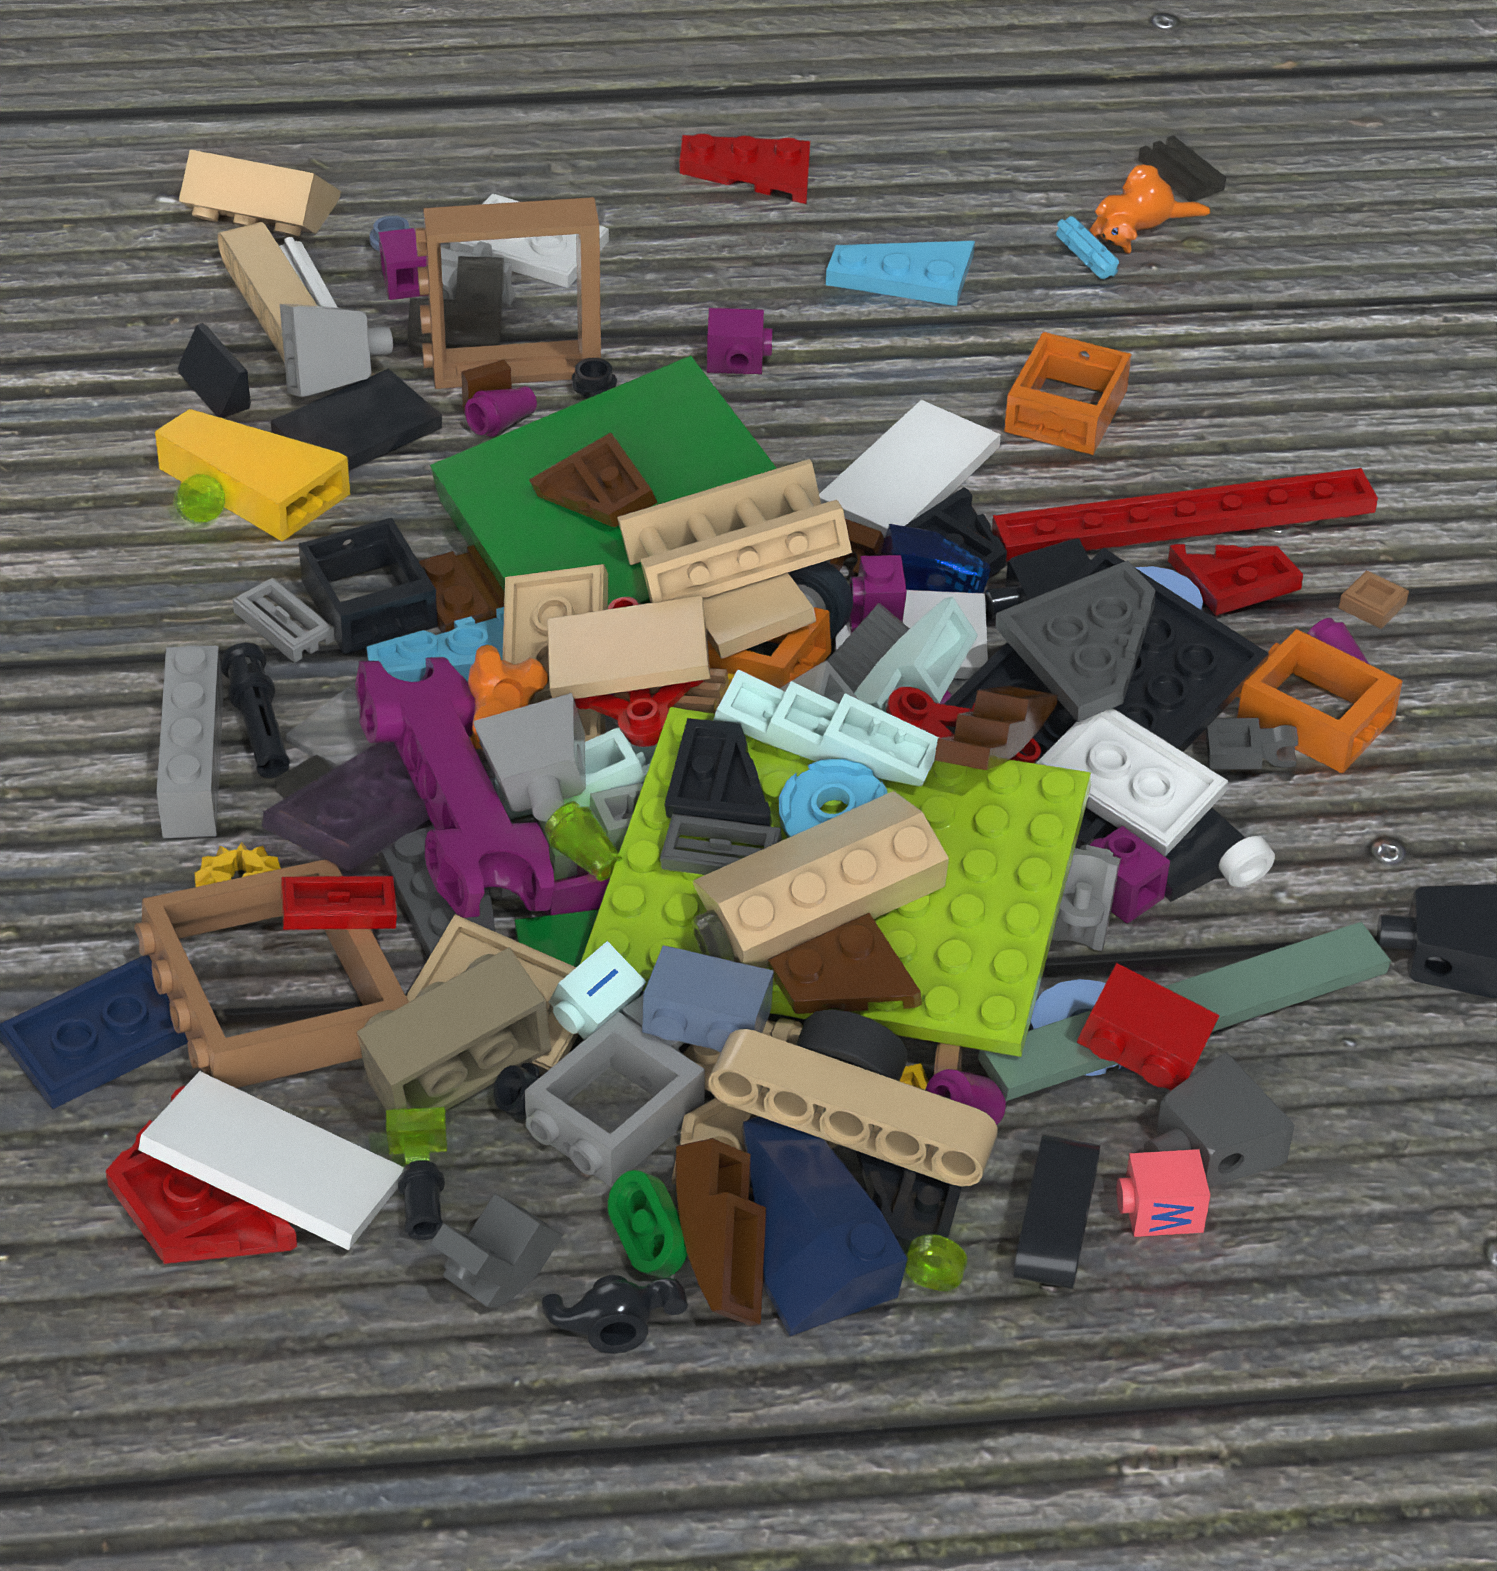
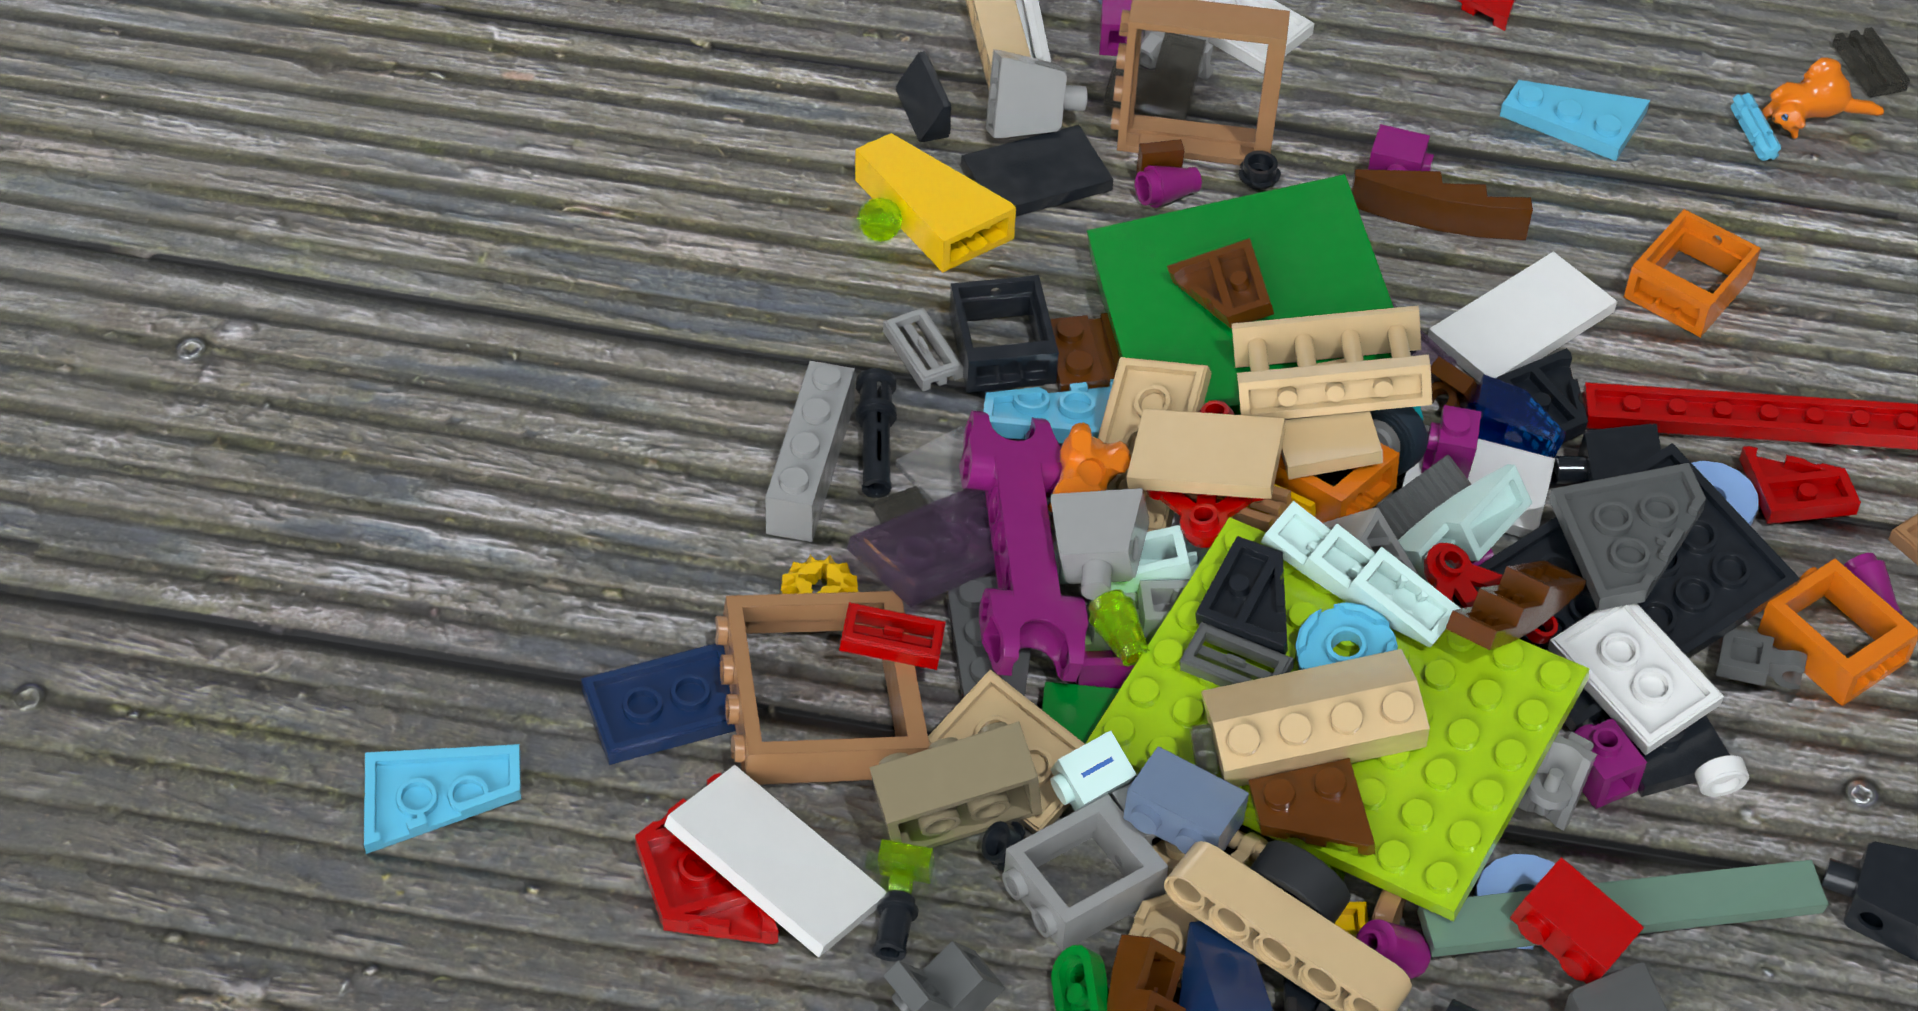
camera: 15 degrees right, 5 degrees up
(796, 378) = (1428, 203): none -> reddish brown slope

